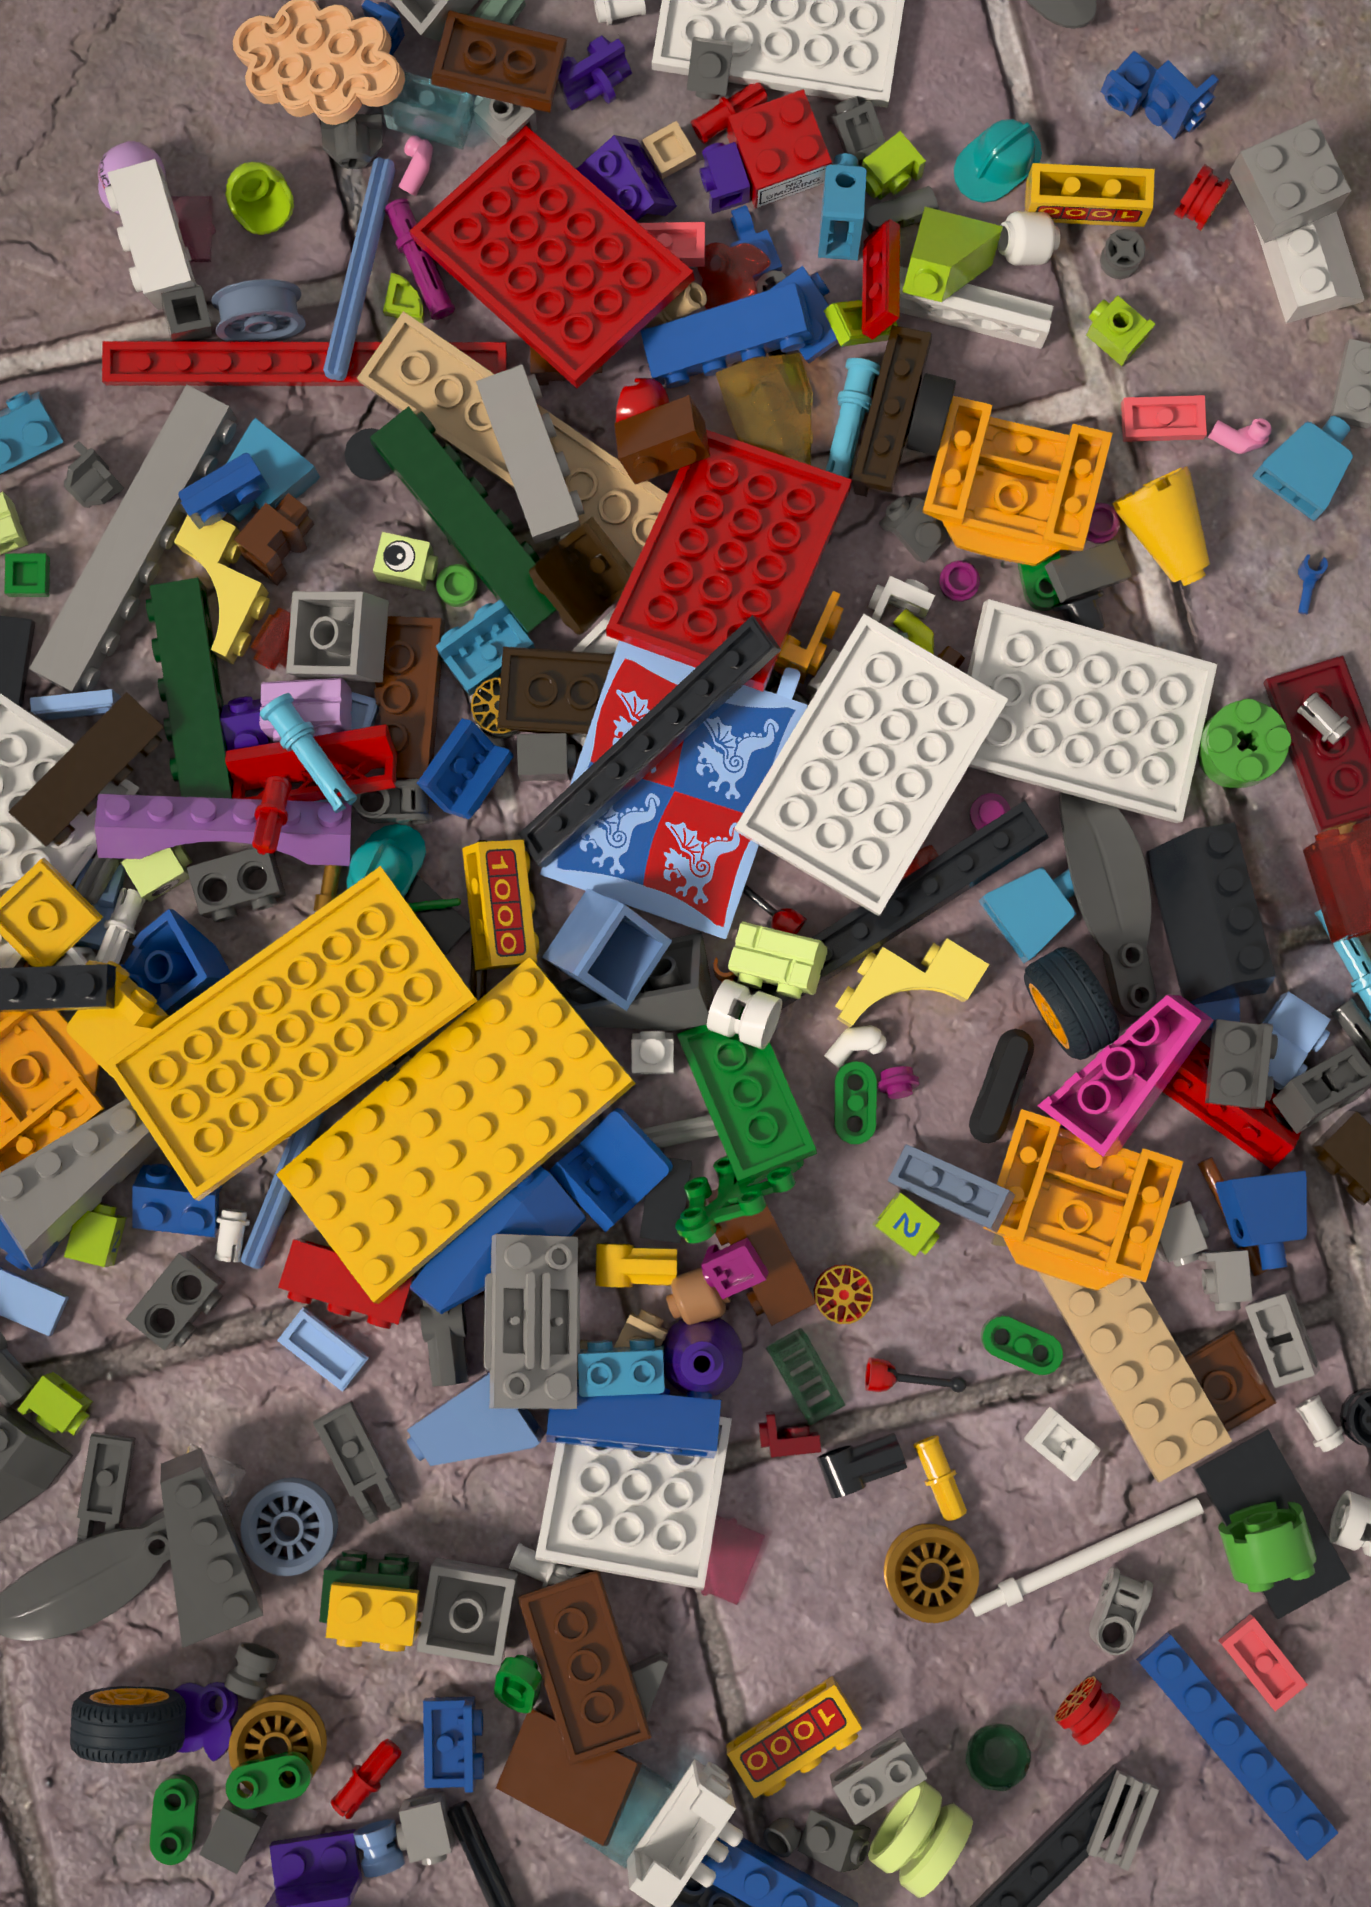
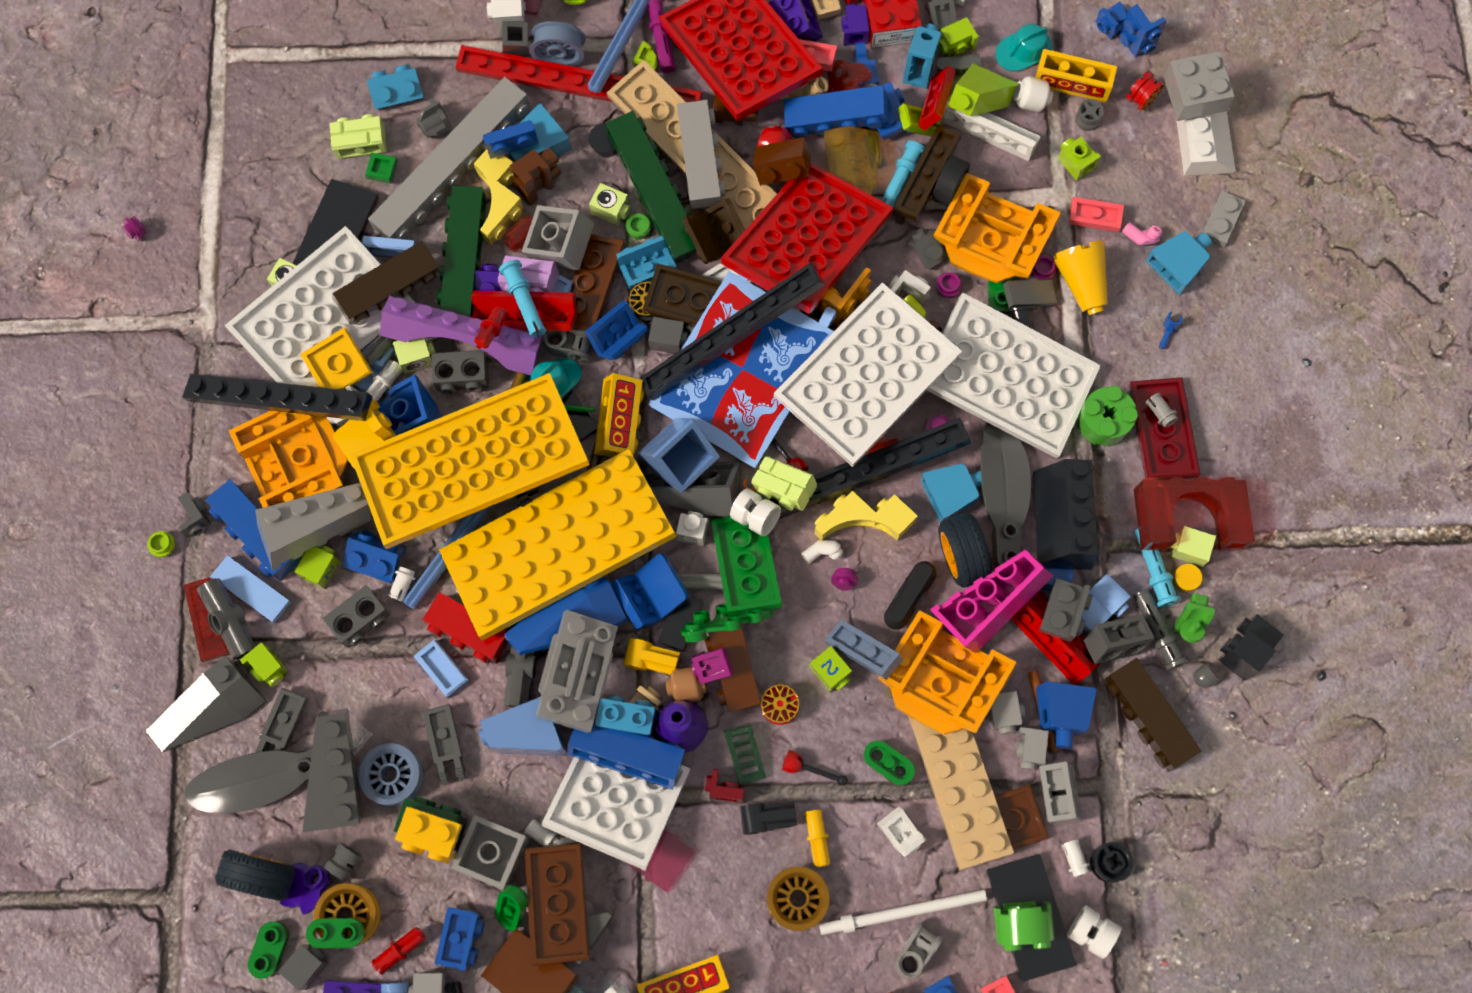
camera: 15 degrees right, 10 degrees down
(855, 1103) = (814, 587): green plate -> none

